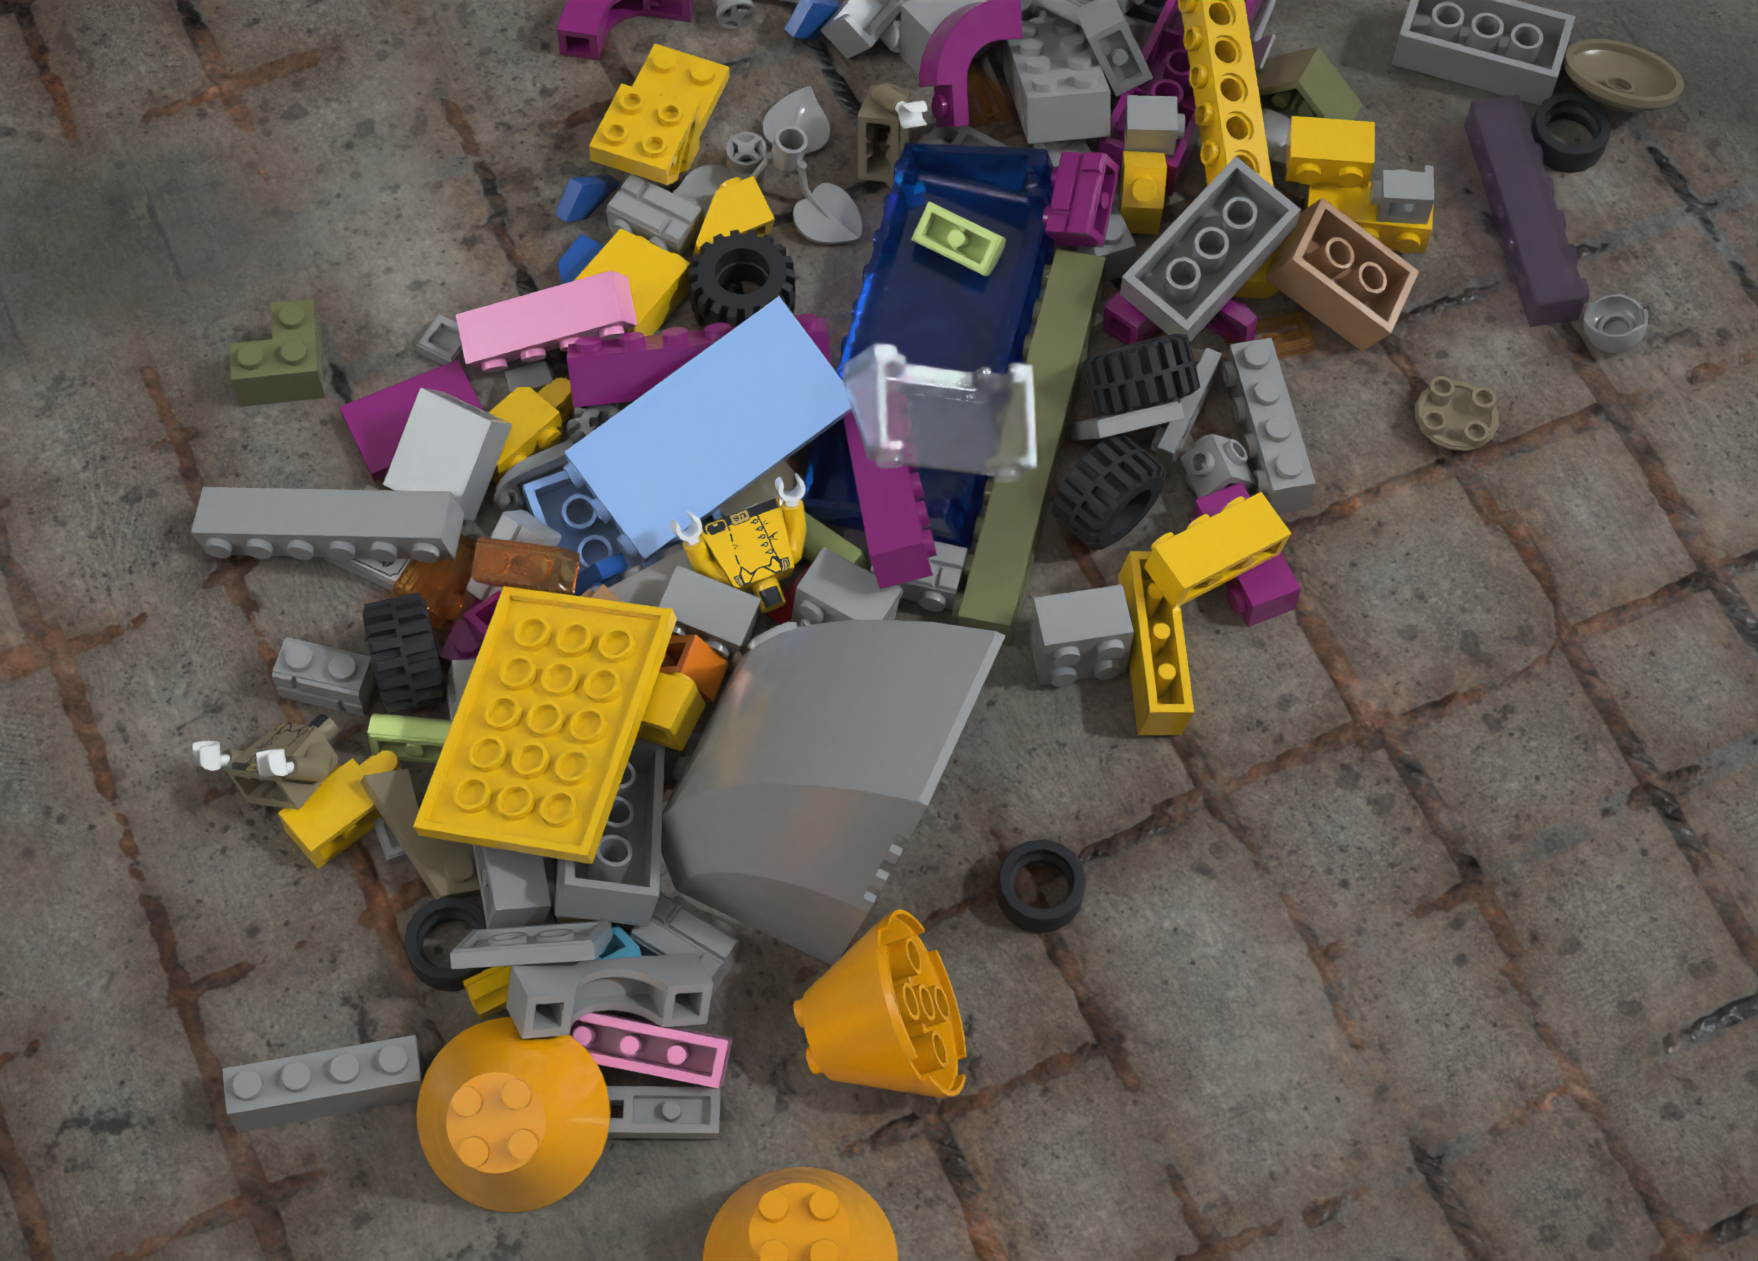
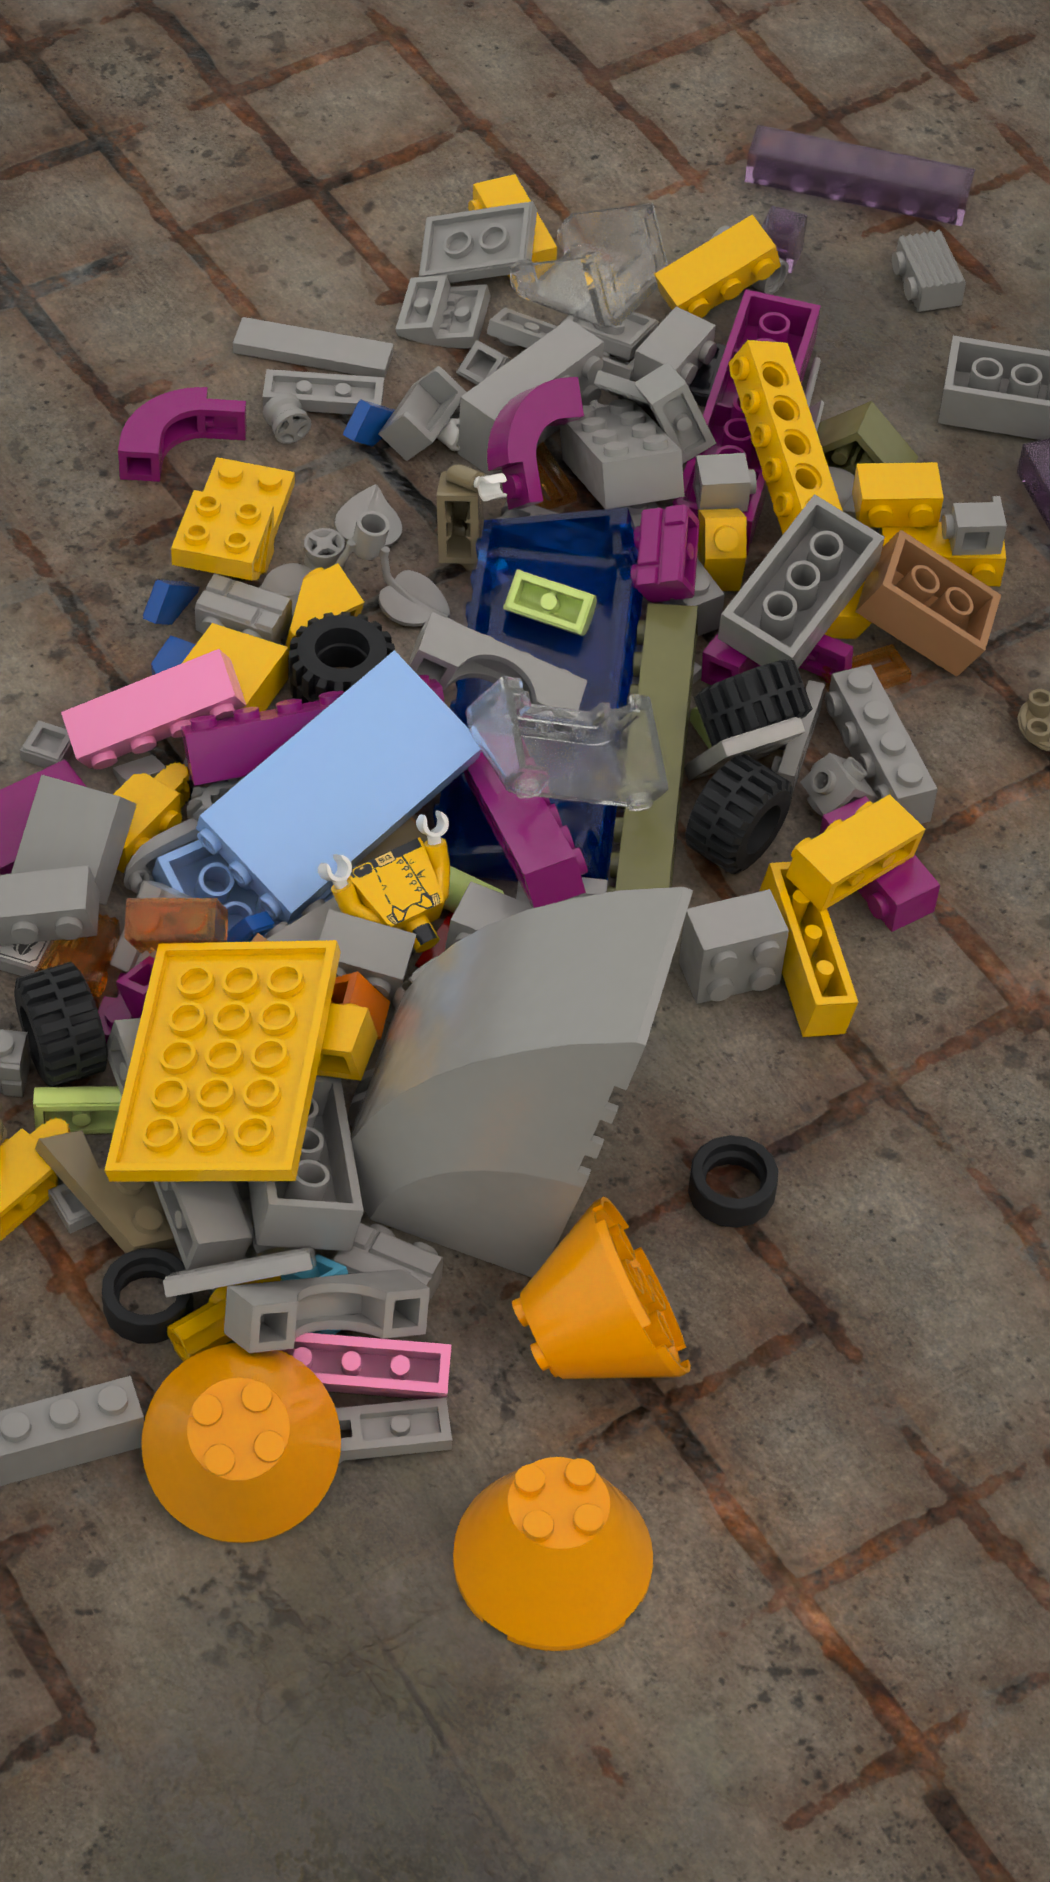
camera: 10 degrees left, 10 degrees down
(849, 290) = (456, 652): none -> light grey arch

